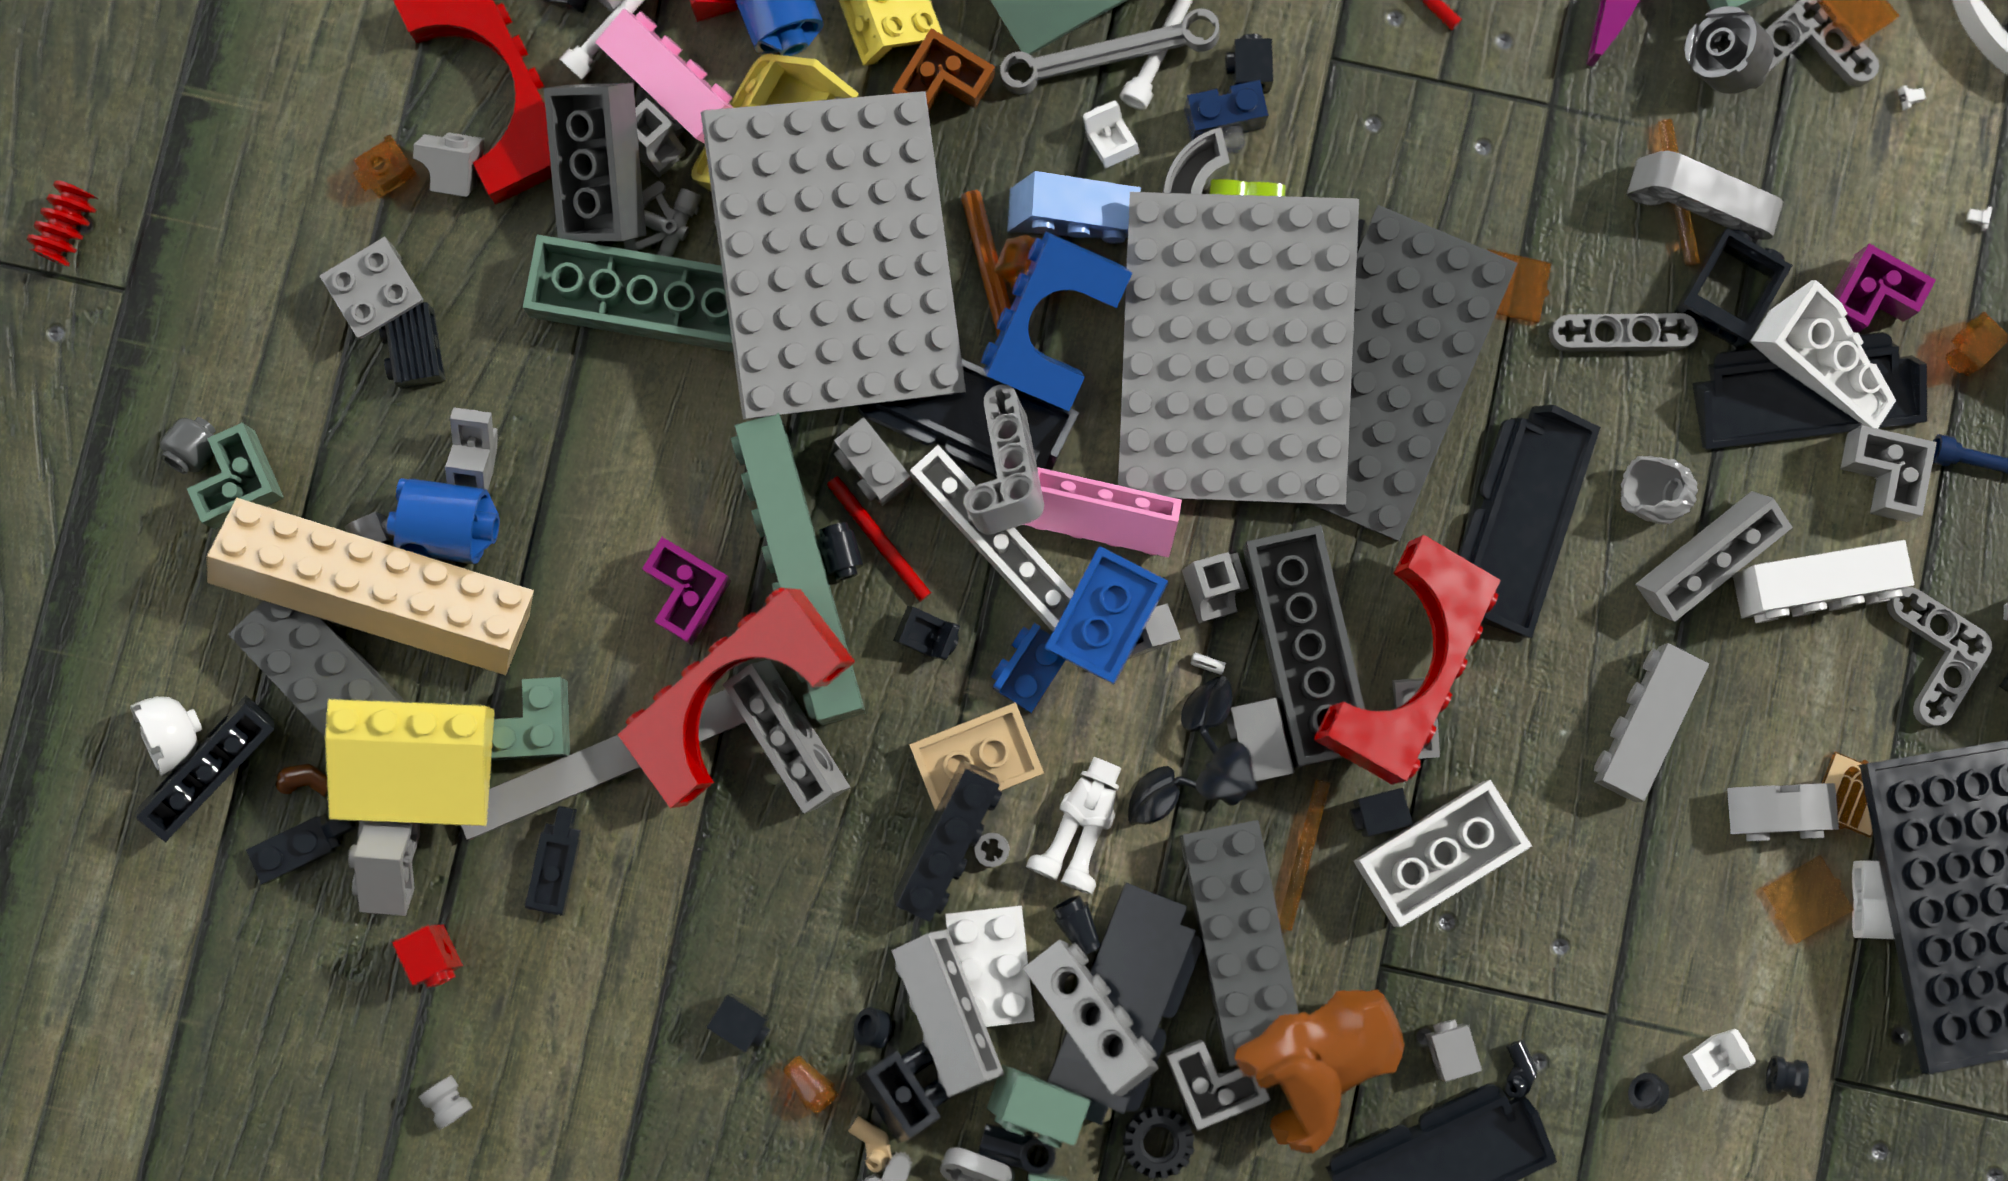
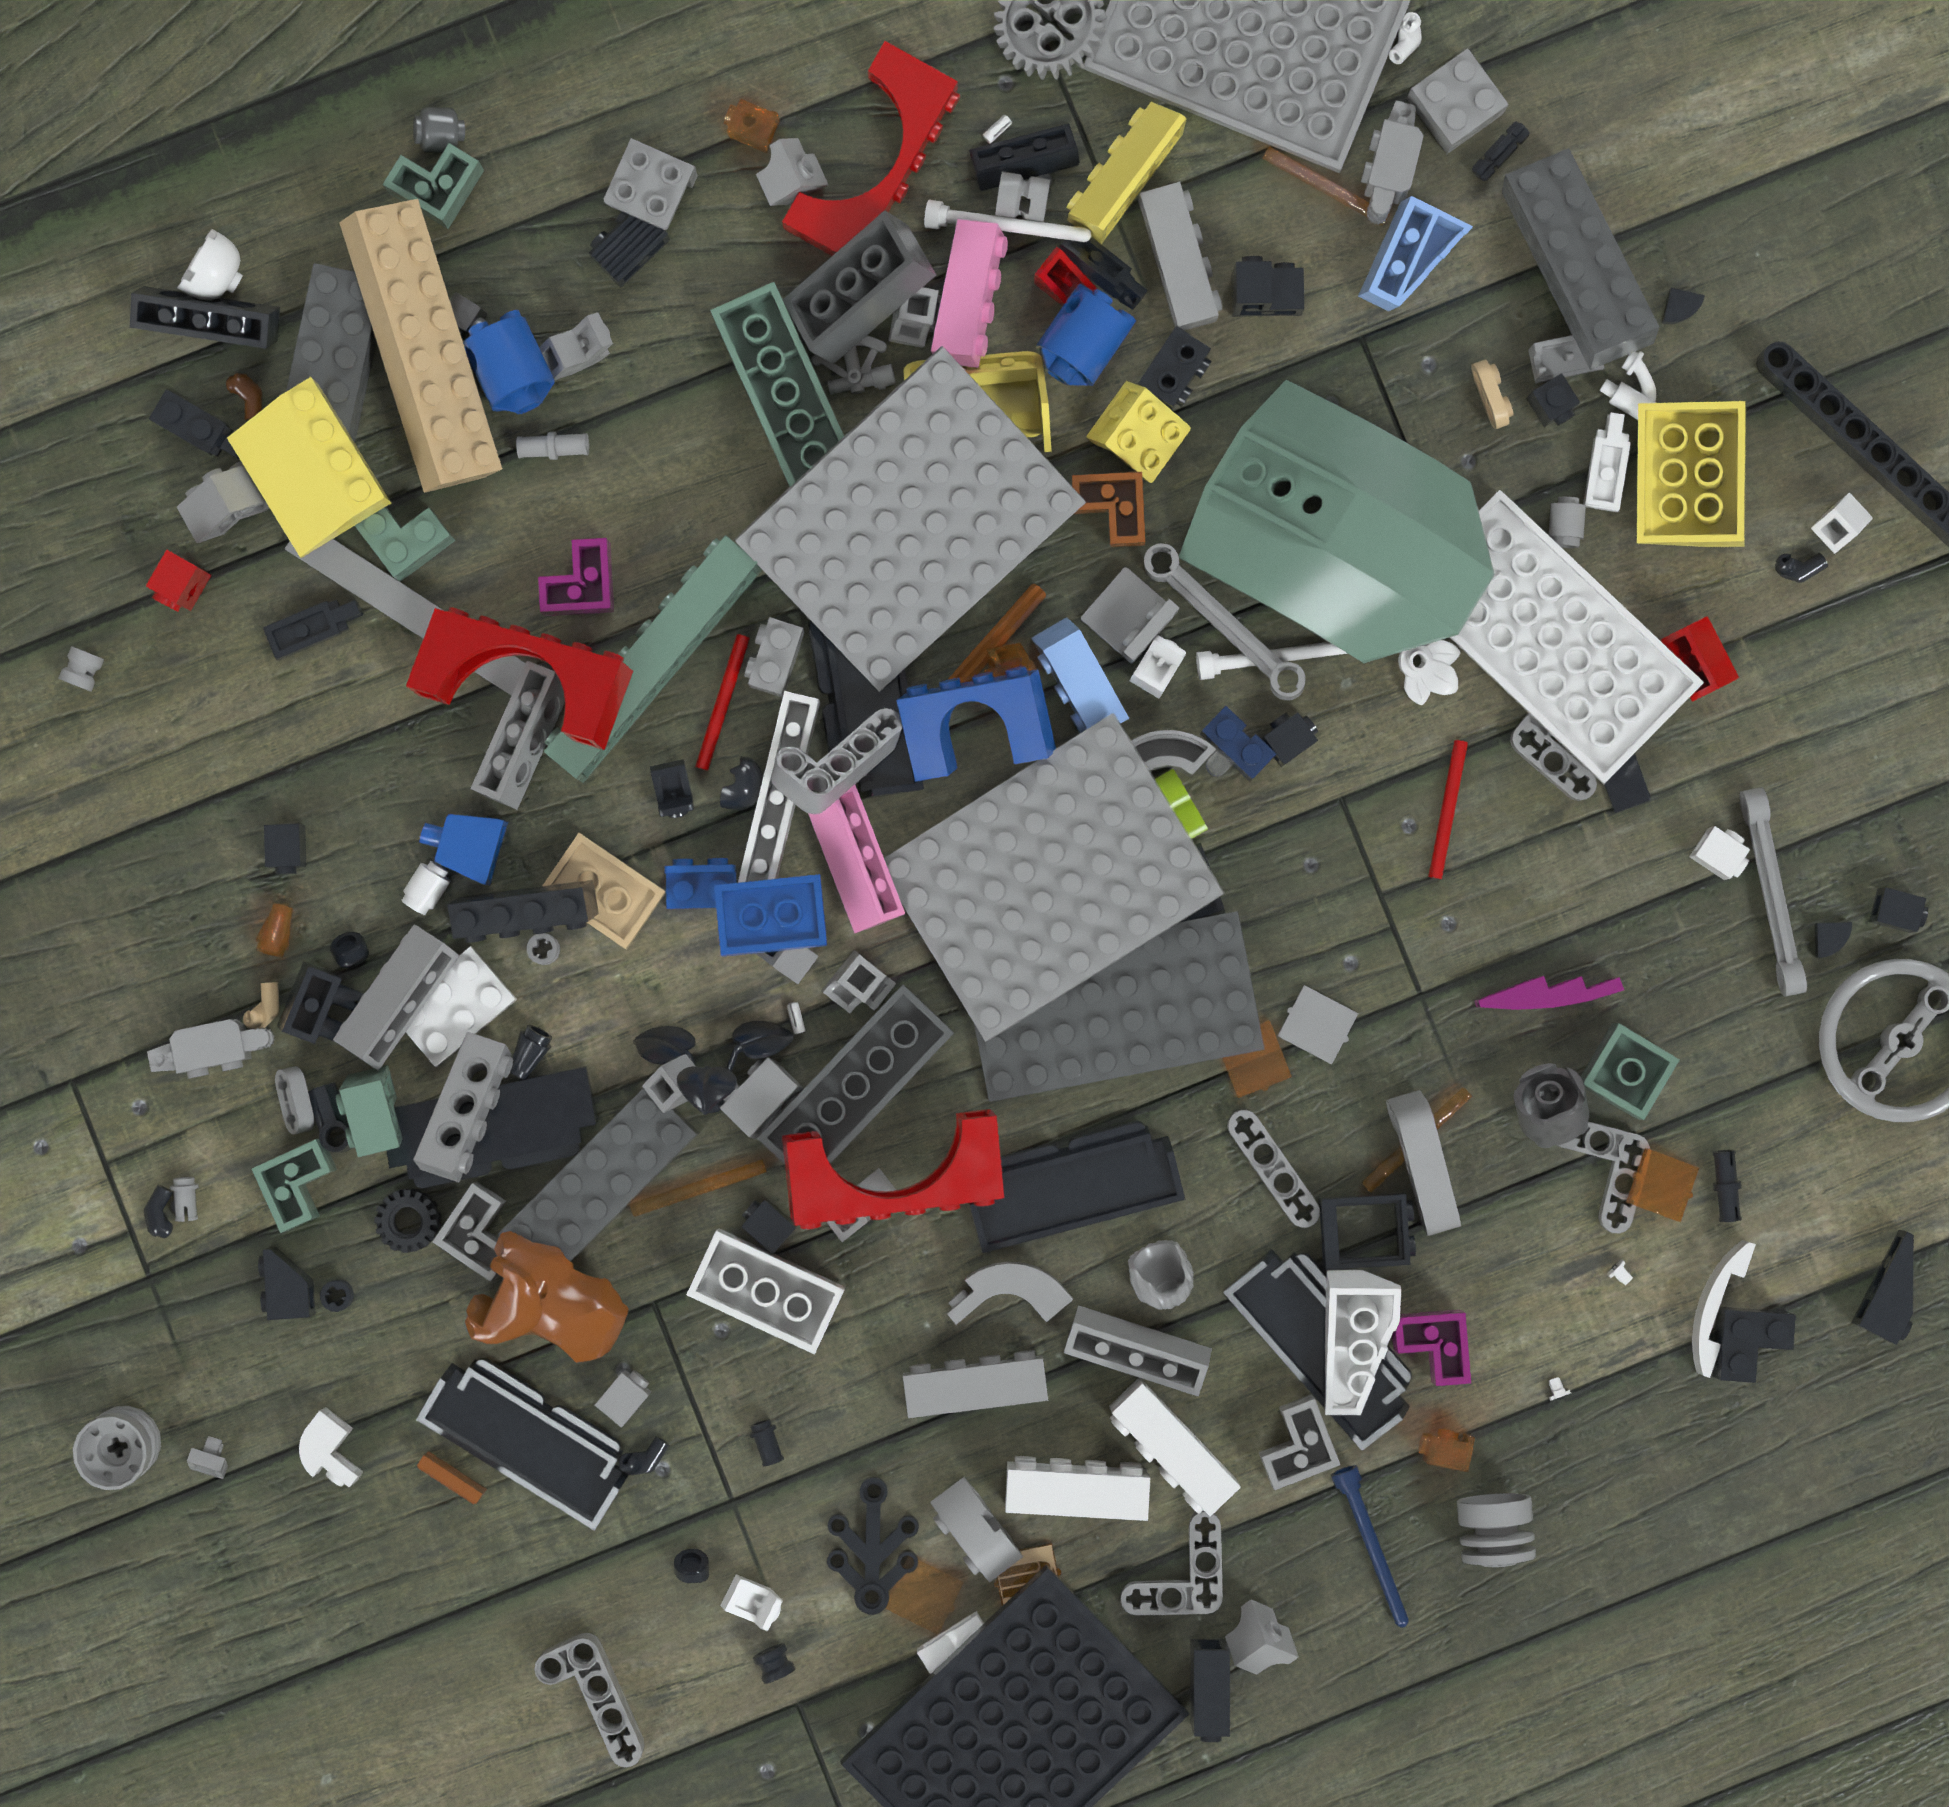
camera: 60 degrees right, 5 degrees up
(544, 534) = (552, 445): none -> light grey pin
(839, 551) = (690, 679): black brick -> none
(850, 854) = (467, 845): none -> blue torso
(864, 918) = (426, 887): none -> white brick
(973, 564) = (746, 788): none -> black hair
(1049, 130) = (1129, 615): none -> light grey bracket
(1086, 805) = (624, 999): white piece -> none
(1198, 814) = (663, 1084): none -> light grey brick
(1519, 210) = (1317, 1024): none -> light grey piece
(1564, 640) = (1014, 1278): none -> light grey arch
(1578, 948) = (766, 1442): none -> black pin
(1740, 917) = (872, 1552): none -> black plant
(1806, 692) = (1077, 1489): none -> white brick

